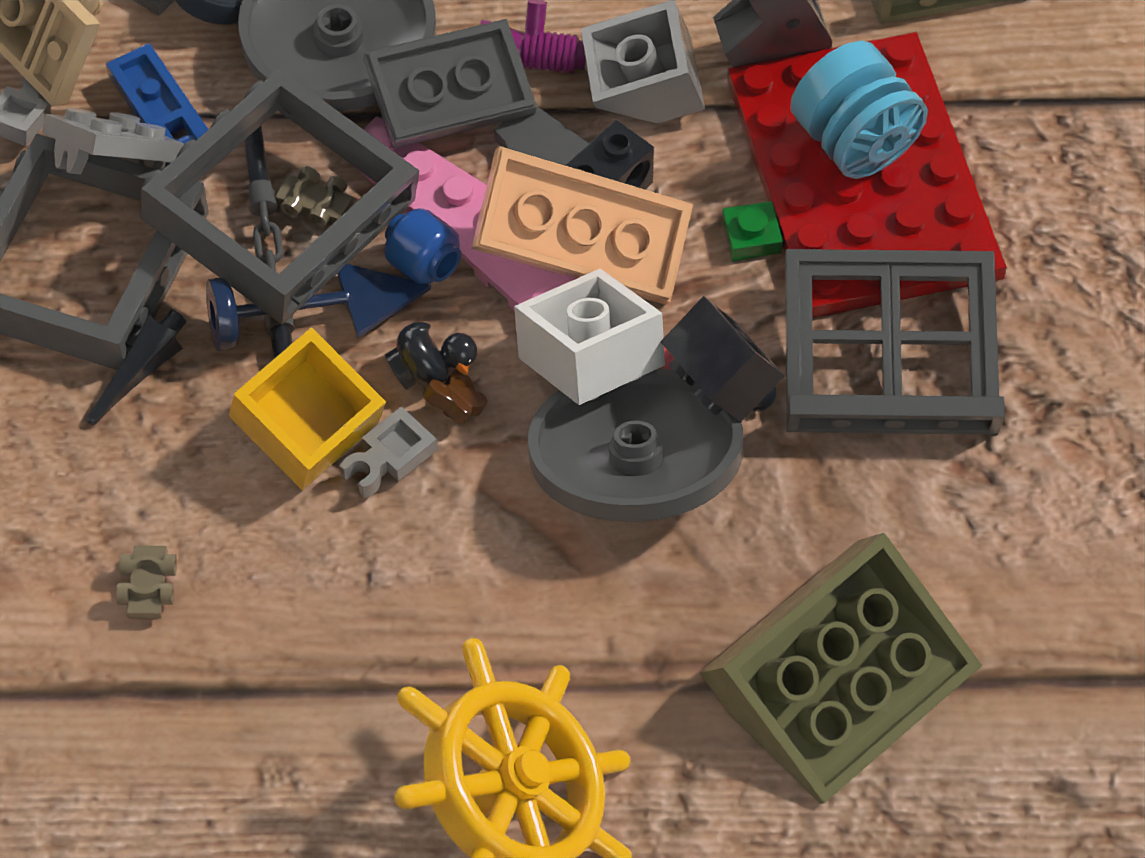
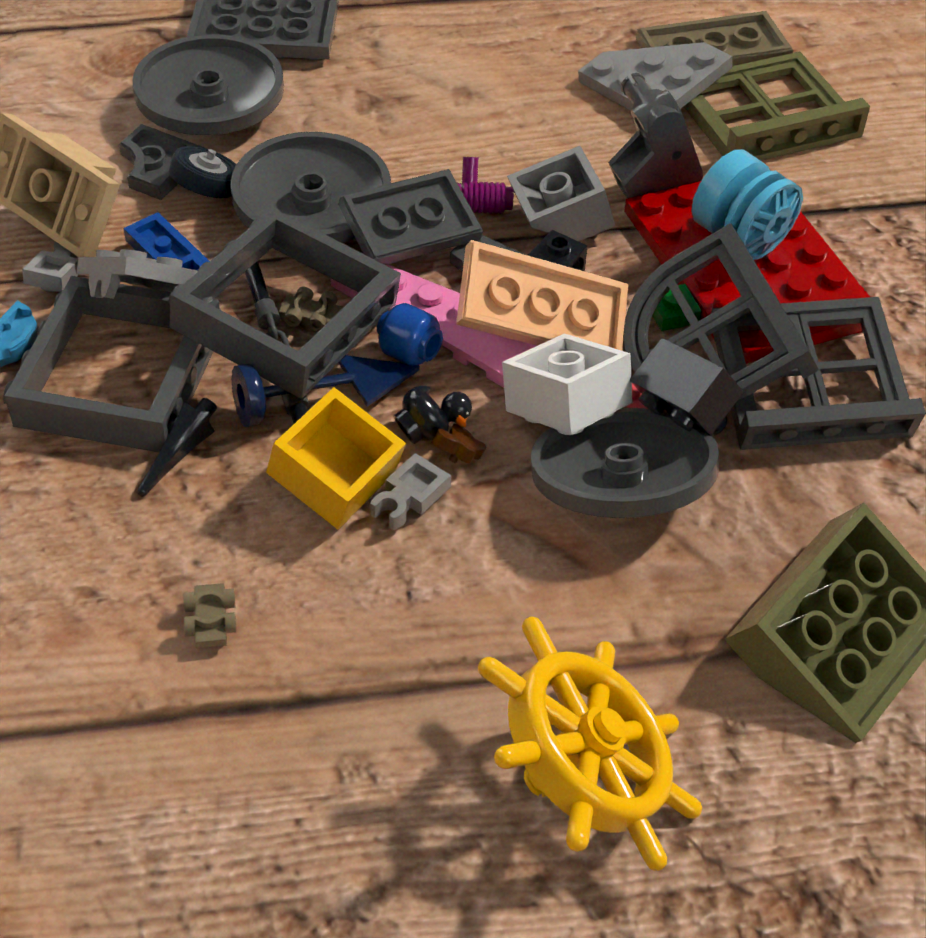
camera: 10 degrees left, 10 degrees down
(836, 249) = (756, 297): none -> dark grey window

